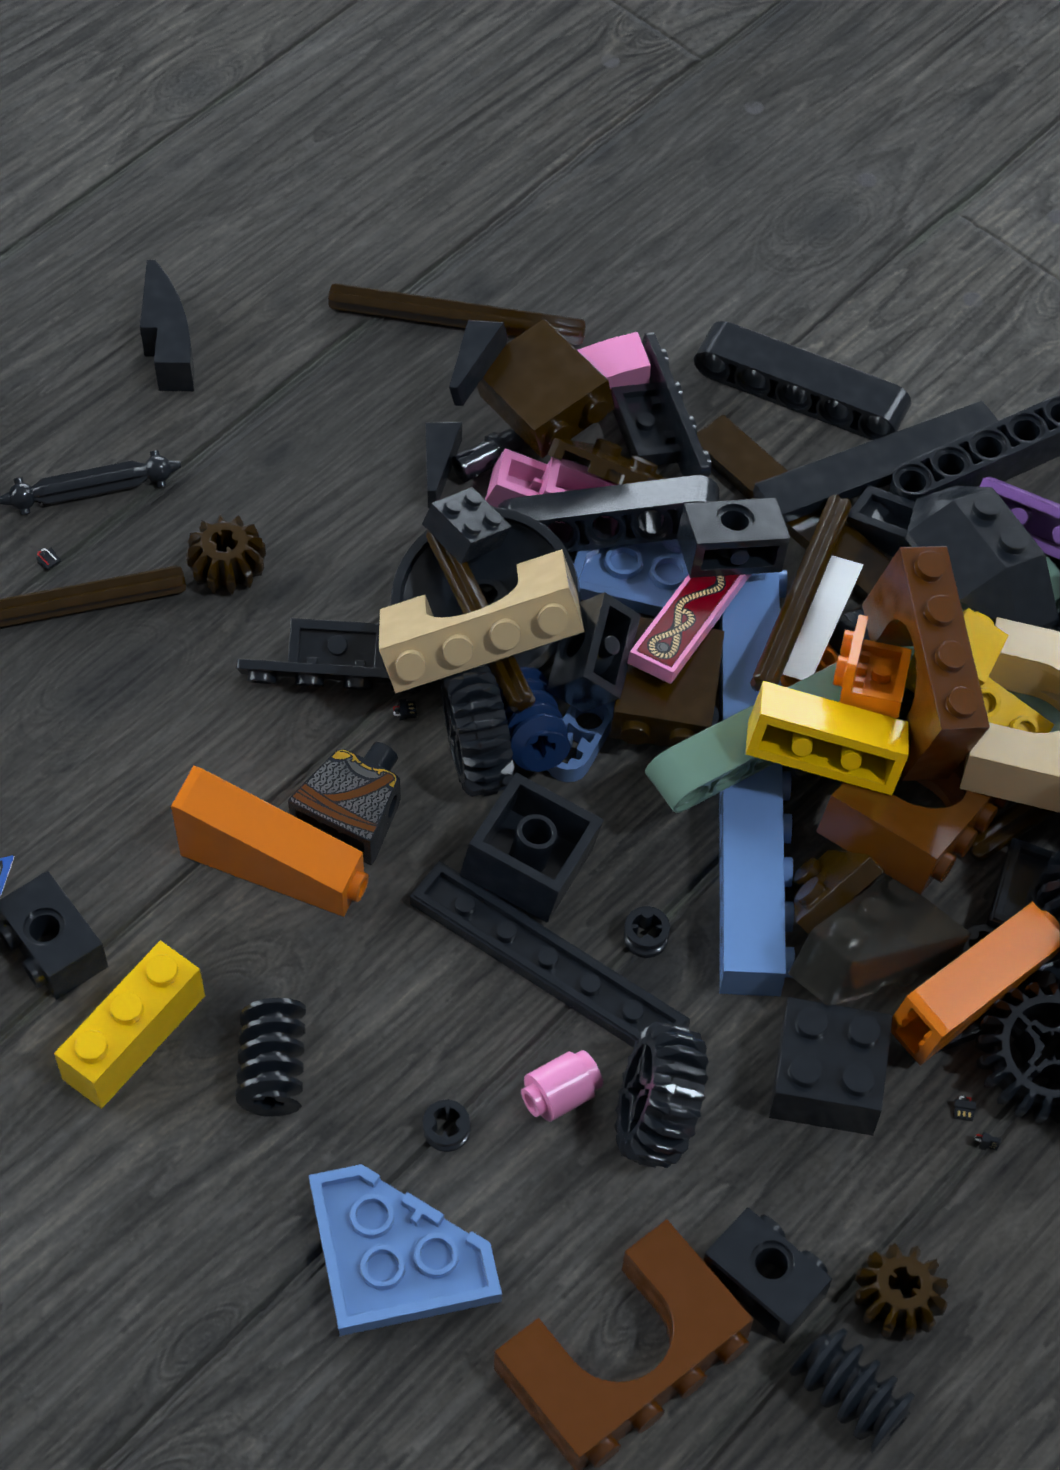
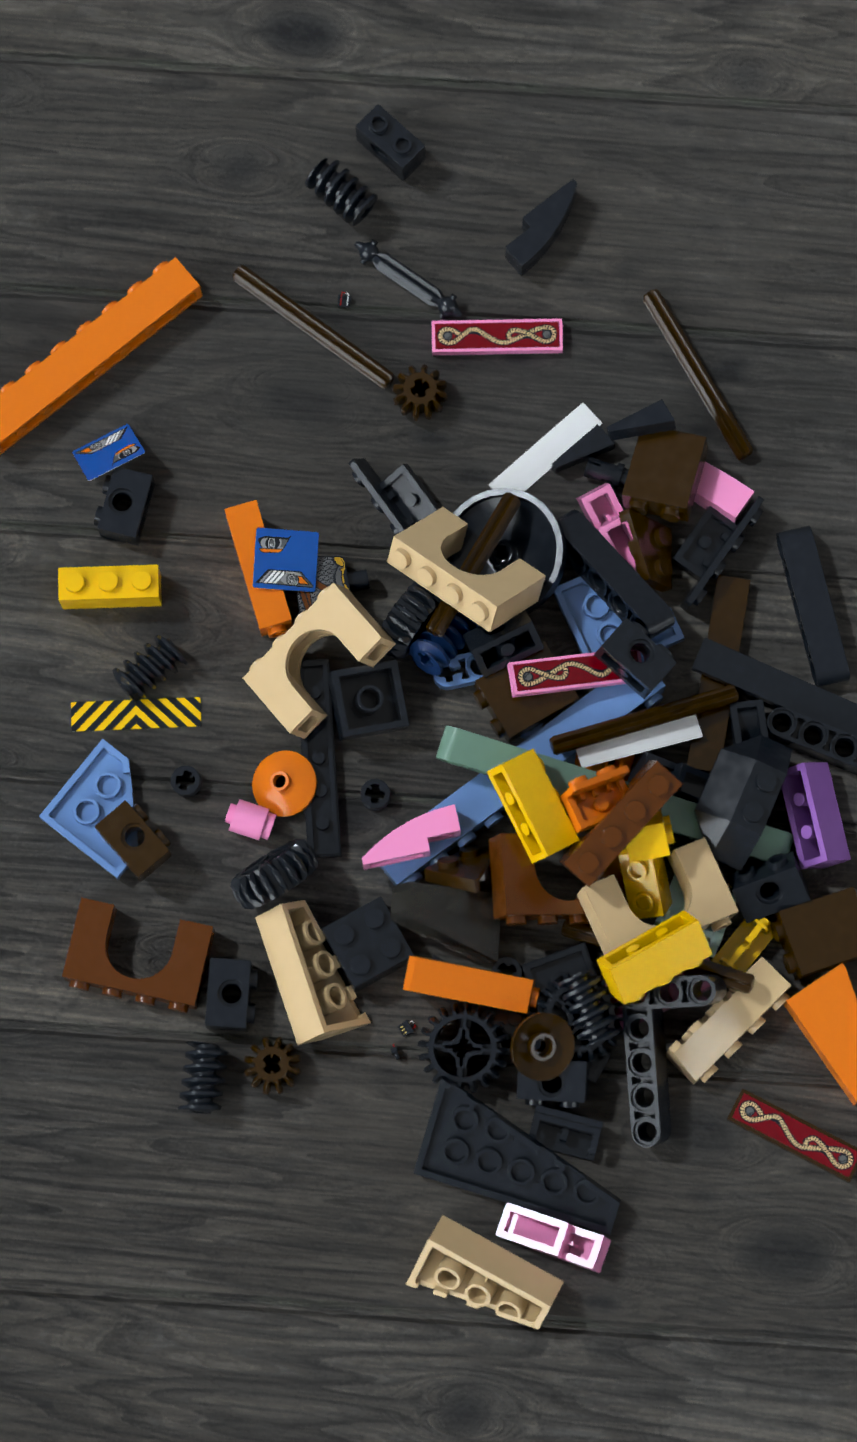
camera: 55 degrees right, 20 degrees up
(236, 452) = (497, 337): none -> tile
(289, 798) = (285, 559): none -> blue sticker
(305, 1130) = (142, 715): none -> sticker
(404, 491) = (541, 455): none -> white sticker
(404, 794) = (277, 674): none -> tan arch
(452, 1247) = (140, 859): none -> dark brown brick
(466, 525) = (521, 512): black piece -> none
(569, 1029) = (297, 790): none -> orange dish
(751, 903) = (413, 838): none -> bright pink slope
(811, 1163) = (307, 974): none -> tan wedge

